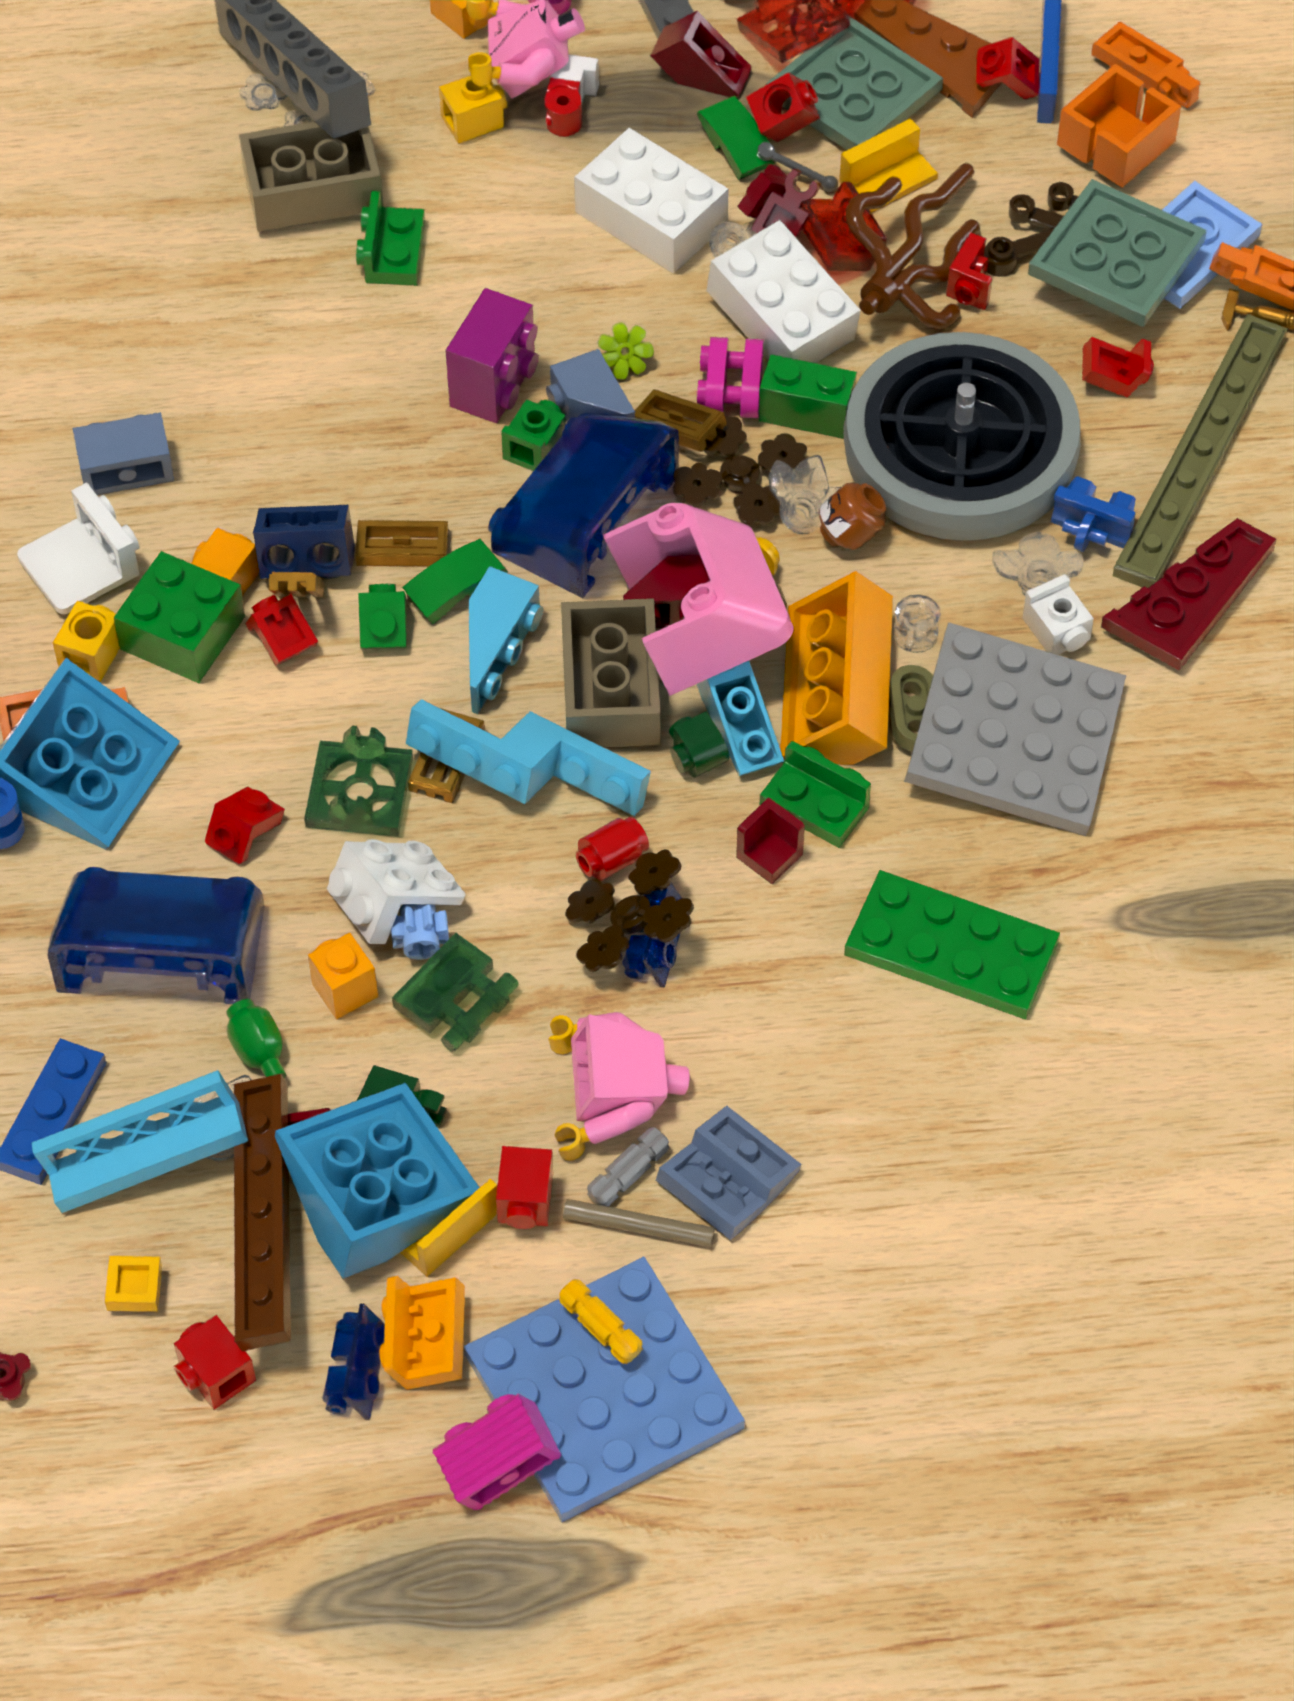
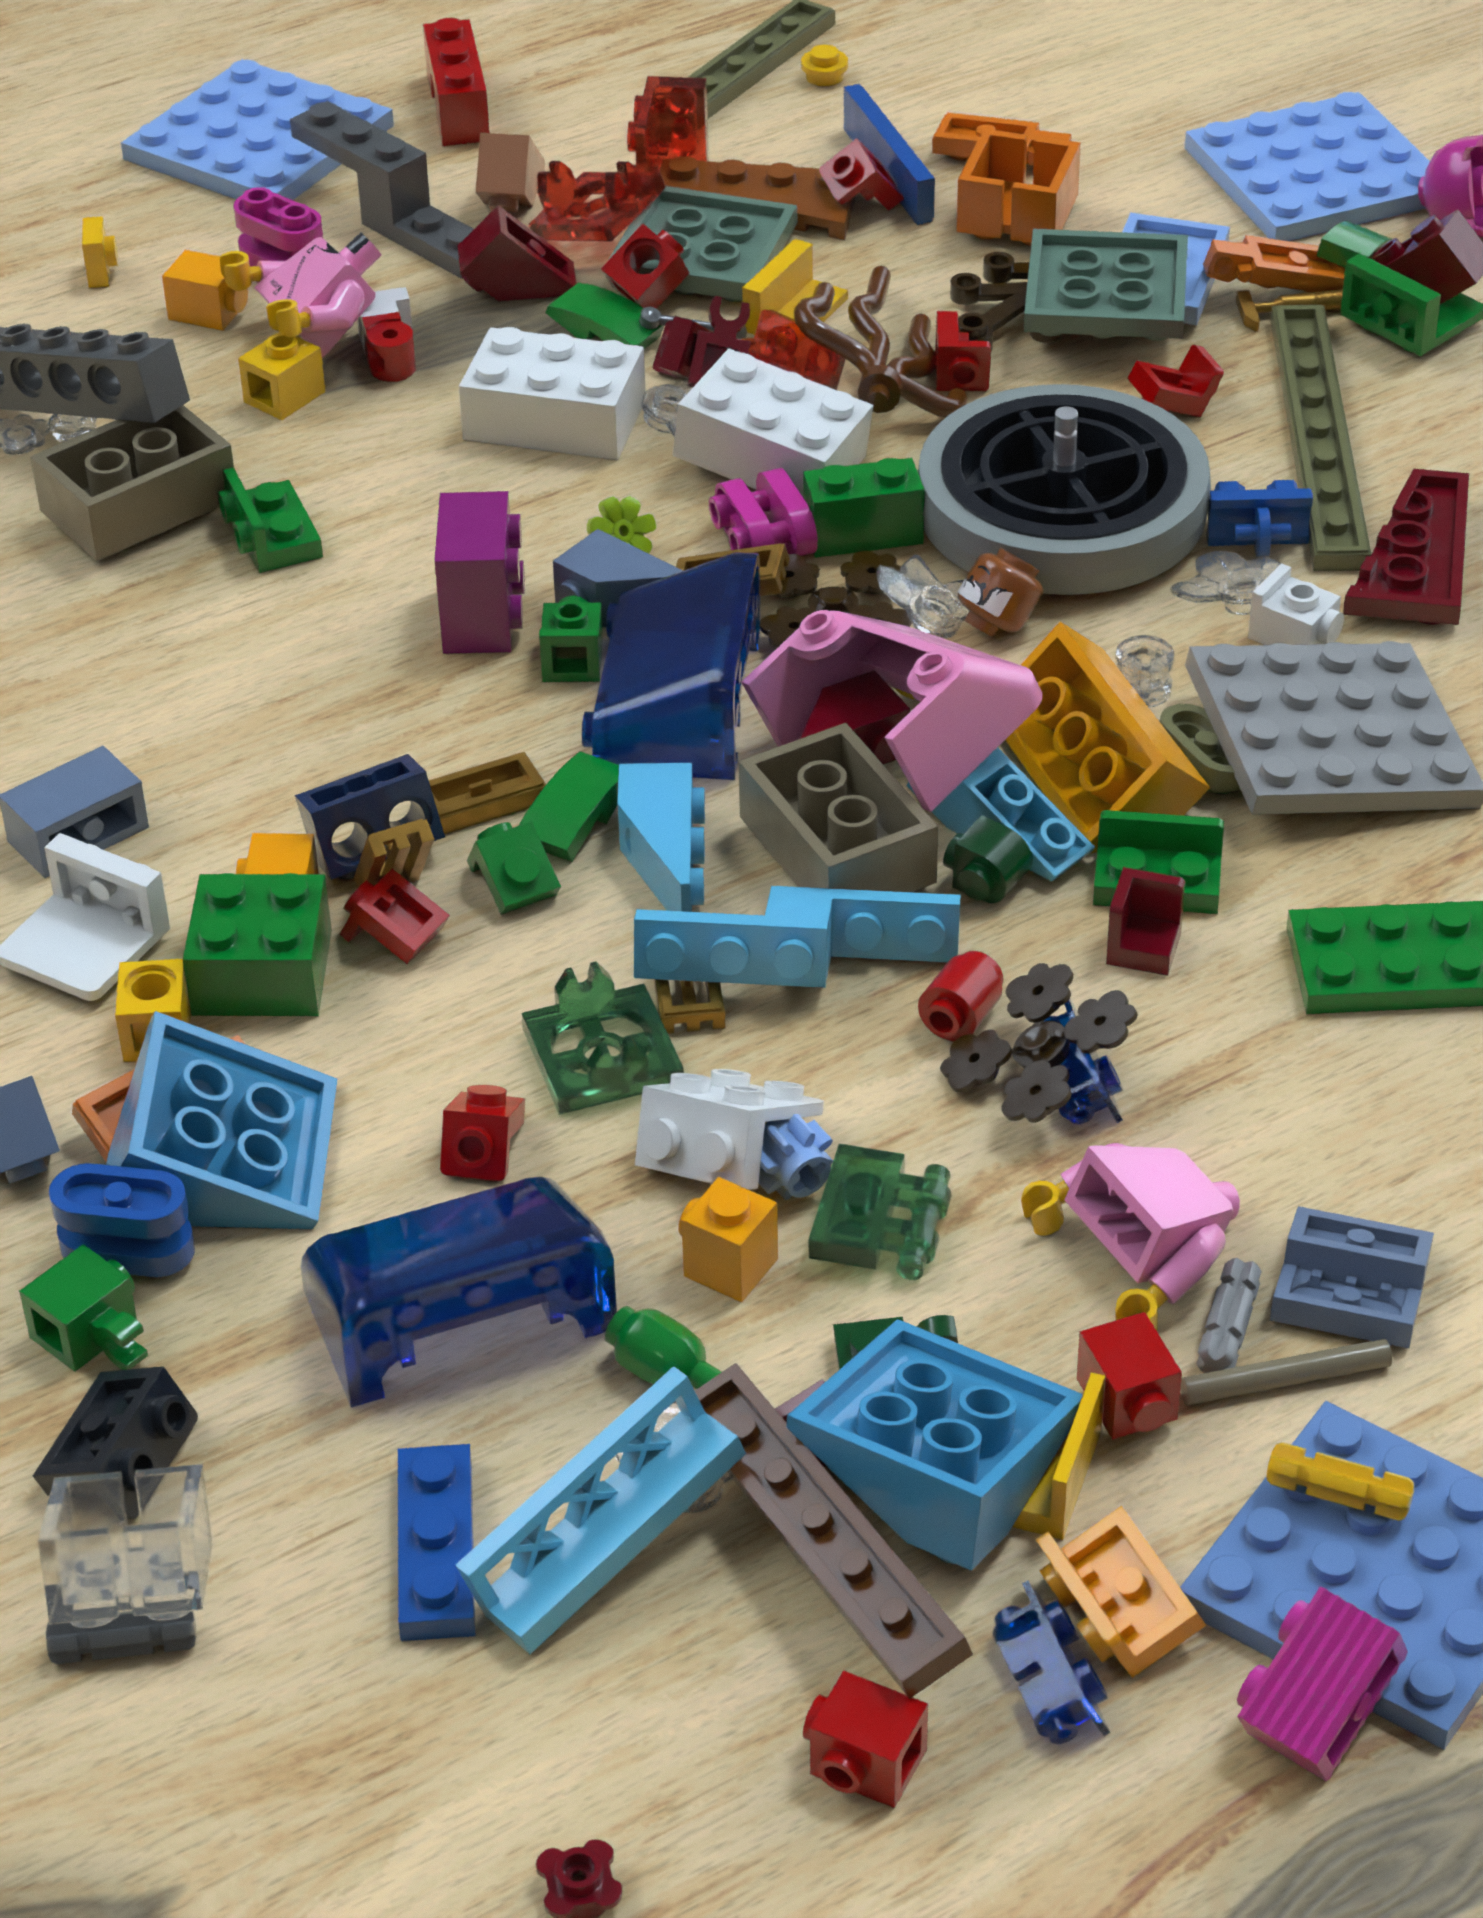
camera: 25 degrees left, 15 degrees down
(133, 1283) = (690, 1693): yellow plate -> none

